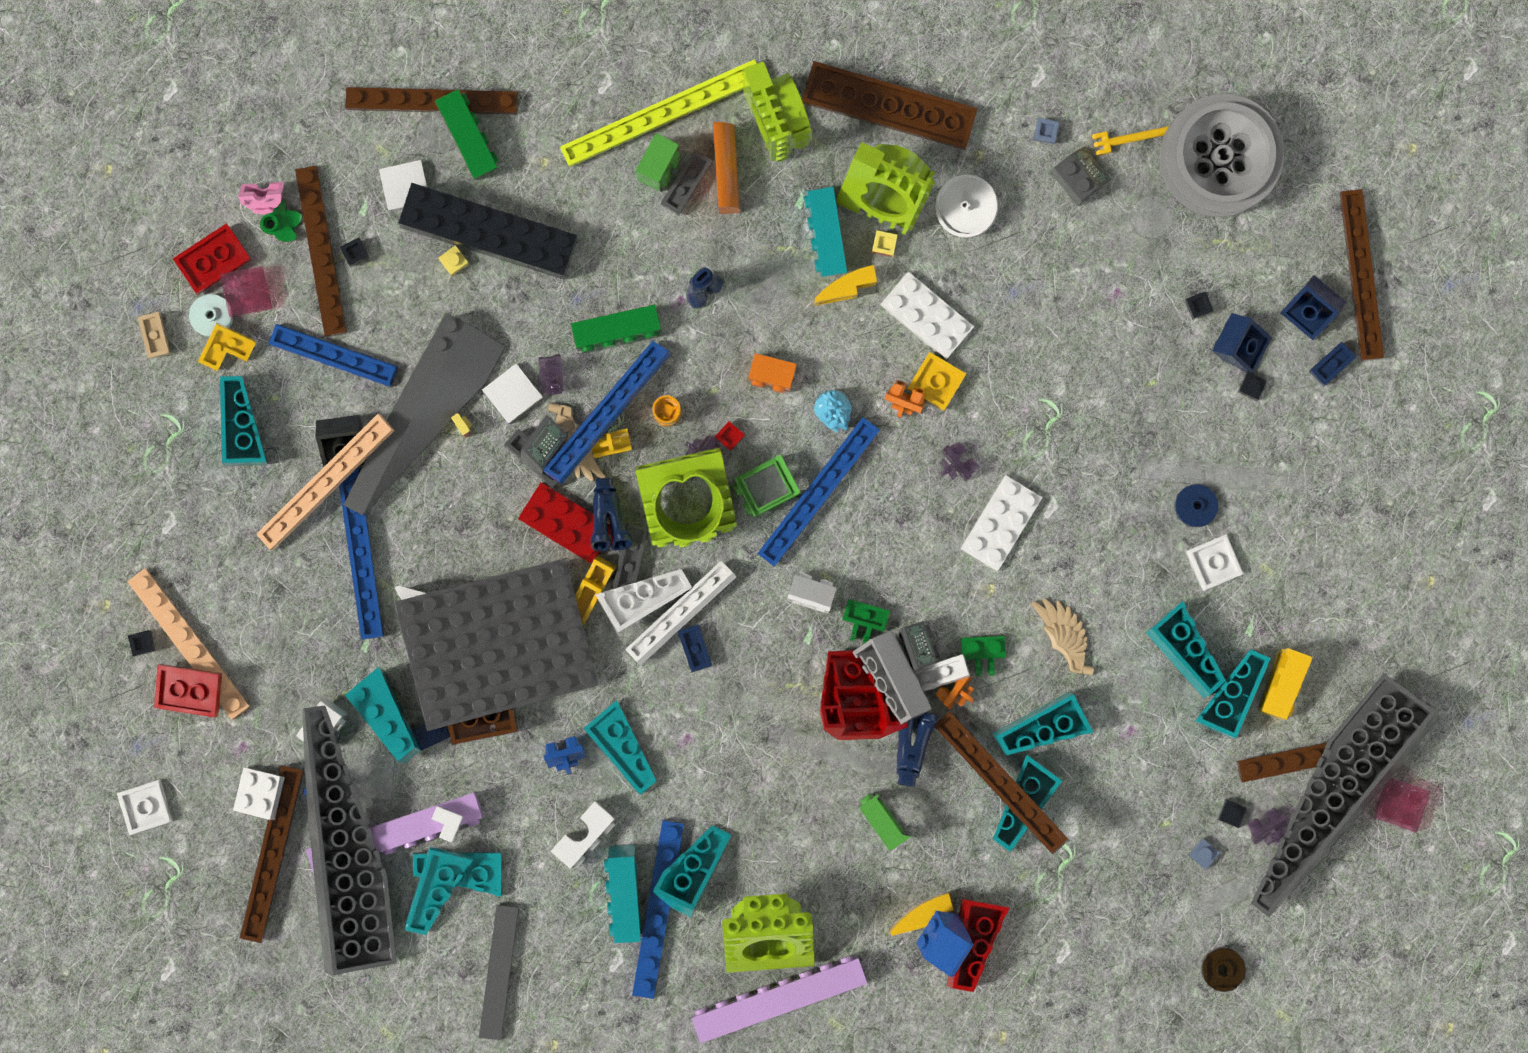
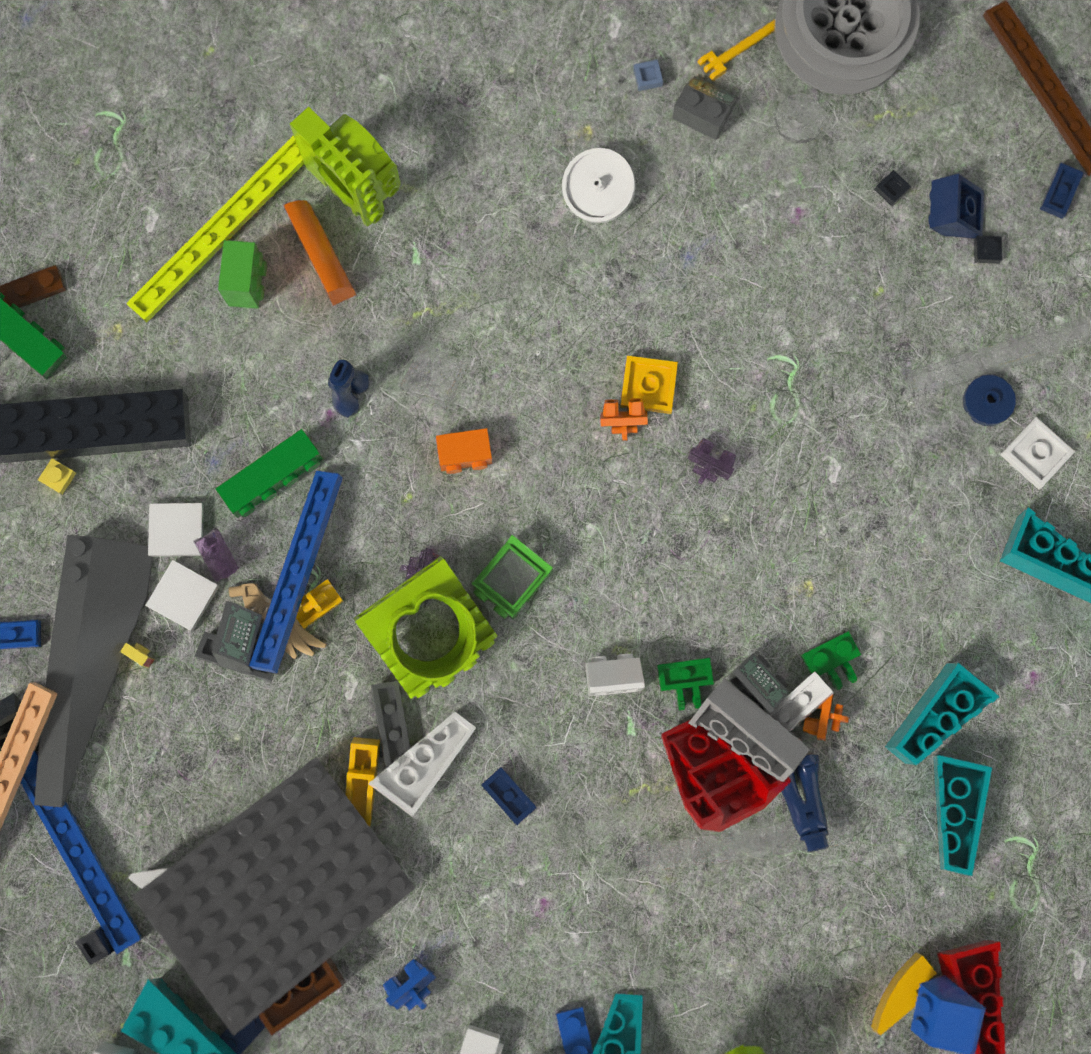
camera: 20 degrees left, 5 degrees down
(347, 626) = (95, 946): none -> black plate
(527, 340) = (174, 529): none -> white tile
(561, 521) = (302, 715): red plate -> none
(605, 505) = (341, 675): dark blue piece -> none
(616, 739) = (469, 946): teal wing -> none
(666, 411) = (364, 540): light orange wheel -> none
(680, 613) = (475, 763): white plate -> none
(686, 182) = (283, 285): dark grey plate -> none
(729, 436) = (446, 539): red plate -> none
(818, 492) = (571, 560): blue plate -> none
(826, 231) = (457, 272): teal wedge -> none
(833, 409) = (549, 462): medium azure hair -> none
(846, 286) = (506, 323): yellow slope -> none
(882, 821) = (811, 904): bright green window -> none
(884, 243) = (527, 261): light yellow plate -> none
(887, 184) = (496, 166): lime hose -> none
(889, 105) = (470, 116): reddish brown plate -> none
(927, 315) = (606, 319): white plate -> none
(1001, 523) = (787, 509): white plate -> none
(1001, 783) = (927, 801): reddish brown plate -> none
(1065, 634) = (914, 601): tan animal -> none
(1313, 307) = (1014, 140): dark blue slope -> none

